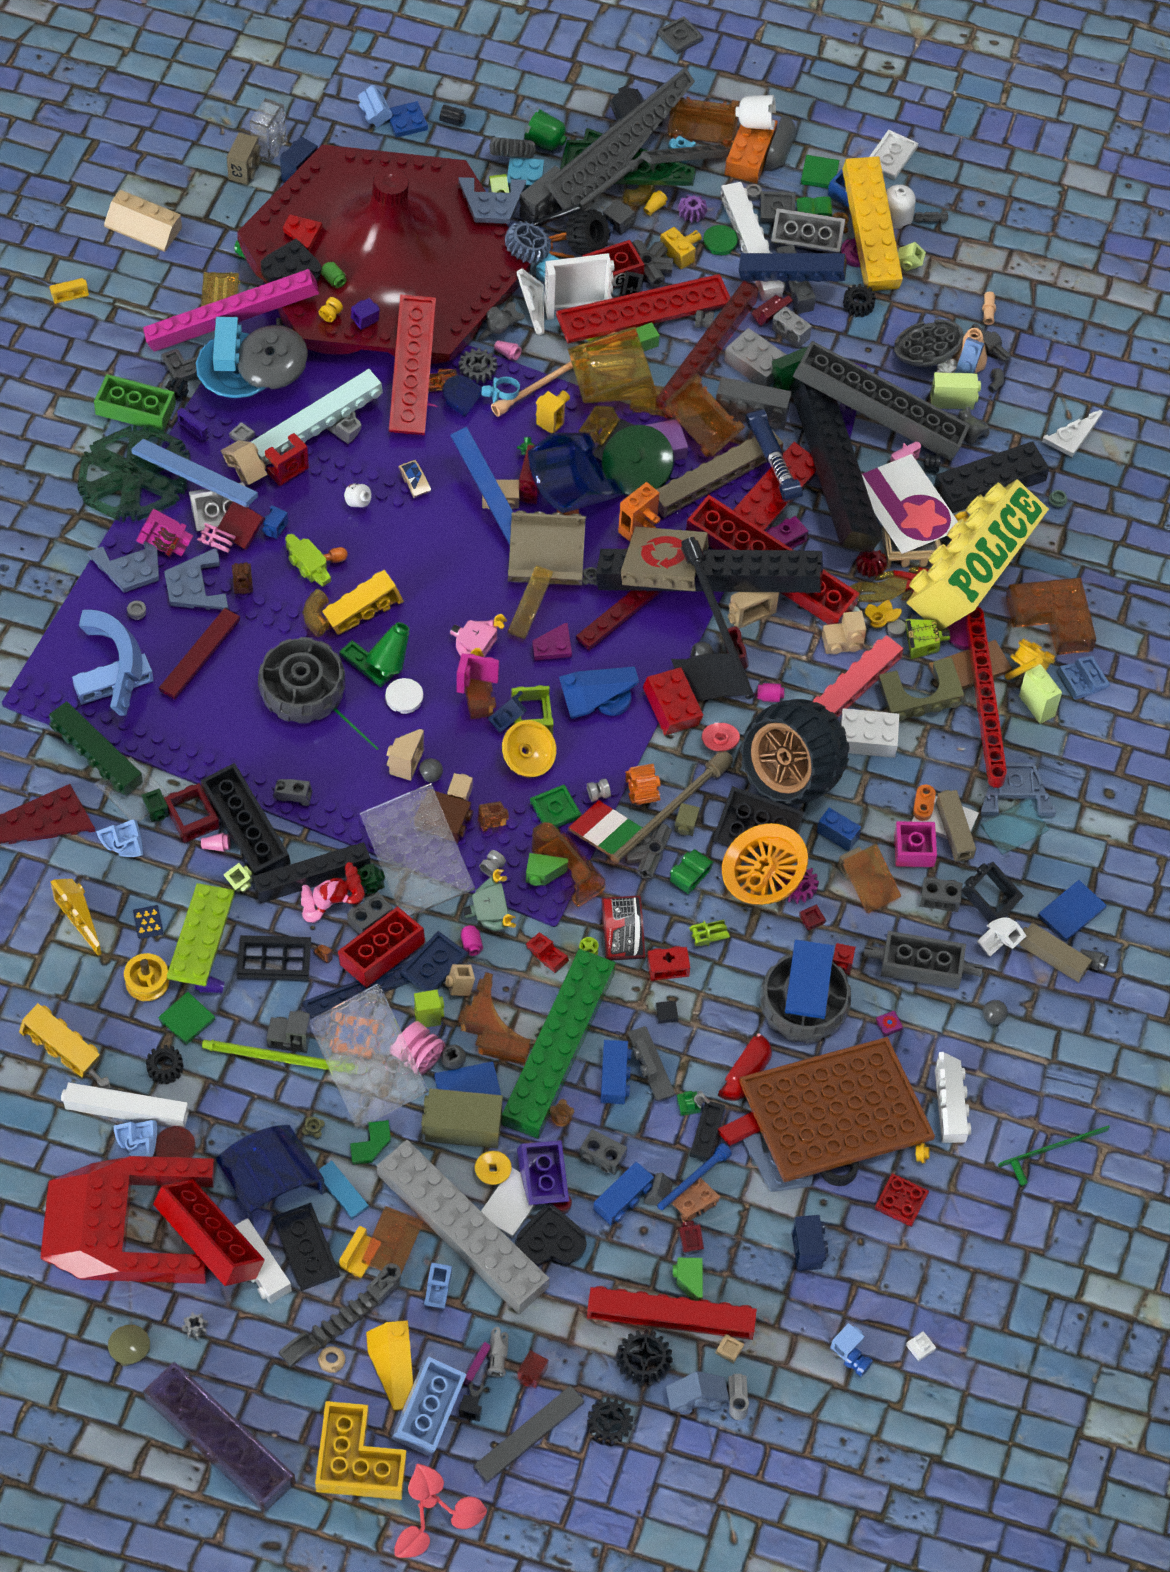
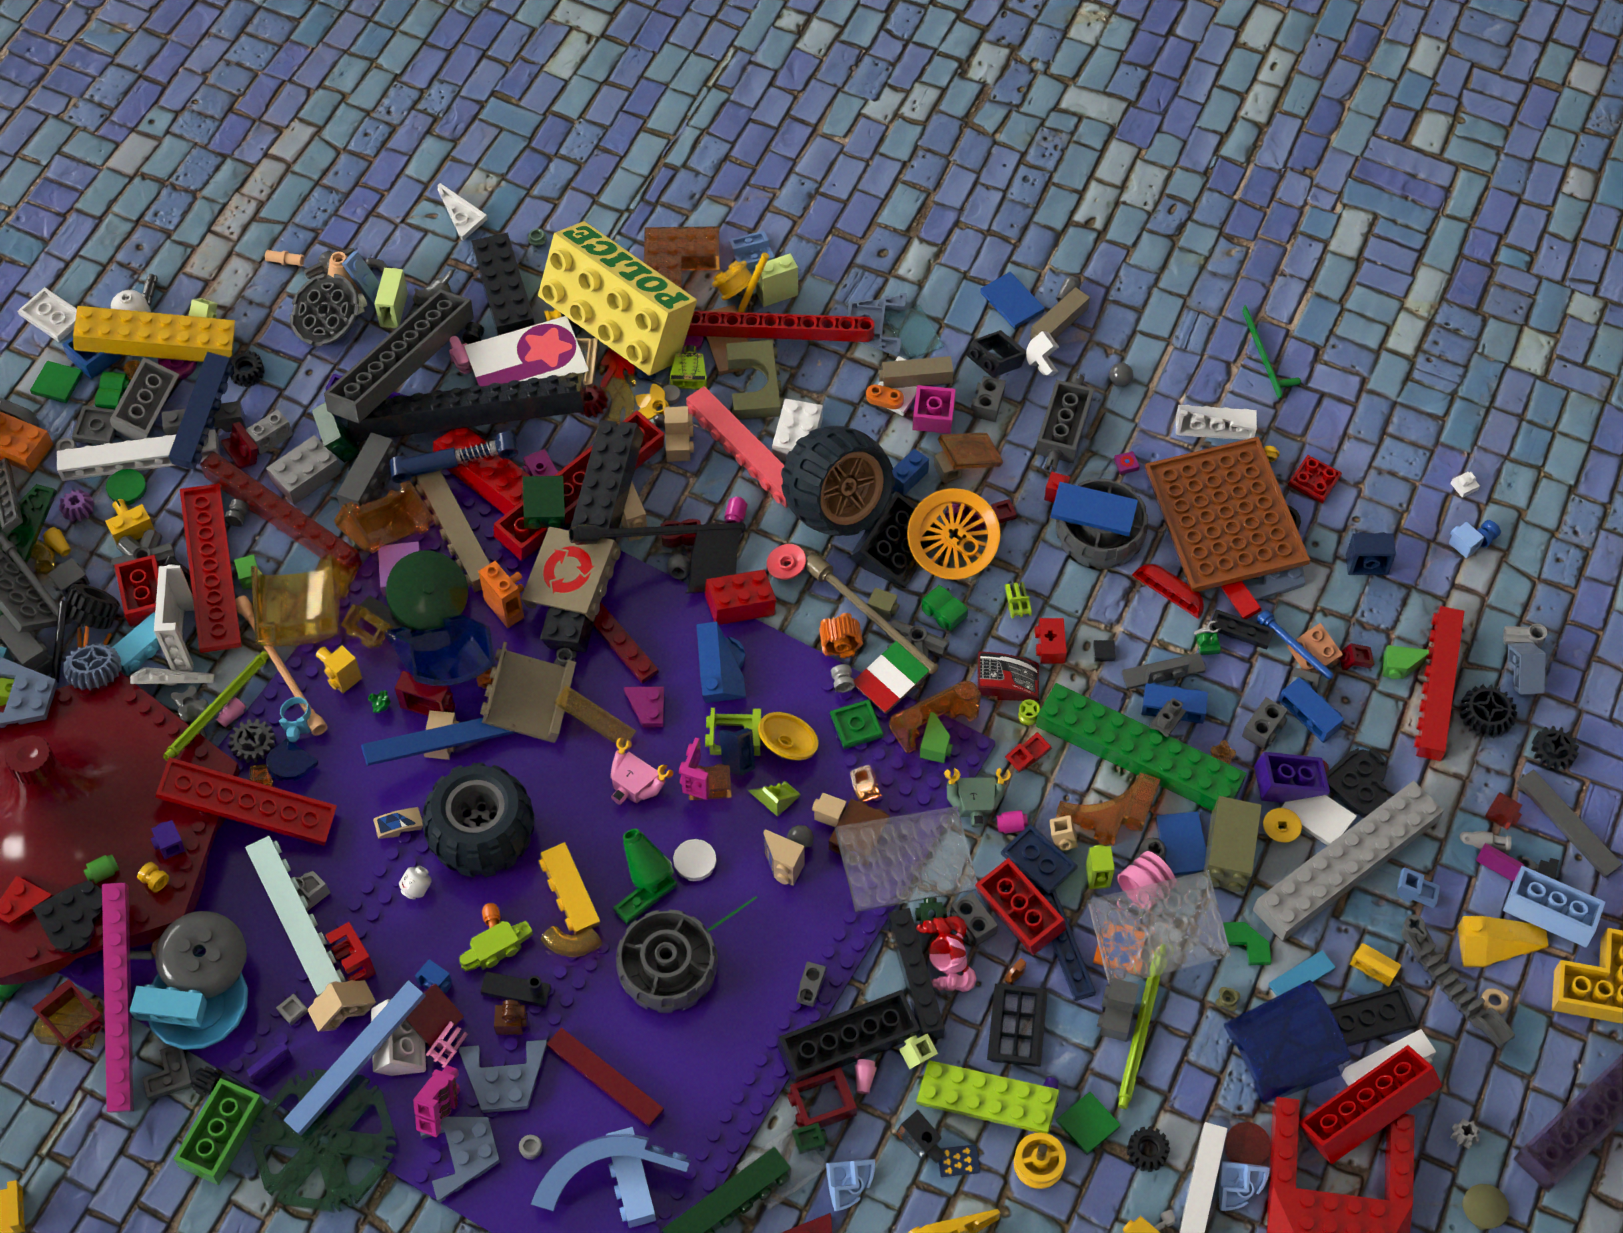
camera: 80 degrees left, 0 degrees up
(161, 884) = (914, 1131): none -> black torso
(220, 271) = (57, 1000): none -> dark red window
(272, 582) = (518, 989): none -> black piece
(392, 1239) = (1363, 930): clear orange tile -> none
(412, 543) = (477, 842): none -> black wheel
(471, 749) = (776, 797): none -> lime slope
(494, 861) = (924, 788): light grey wheel -> none
(501, 331) = (208, 714): none -> lime piece
(587, 1057) = (1168, 717): none -> dark grey hips
(729, 1348) = (1472, 639): tan tile -> none
(734, 526) = (543, 502): none -> dark green brick

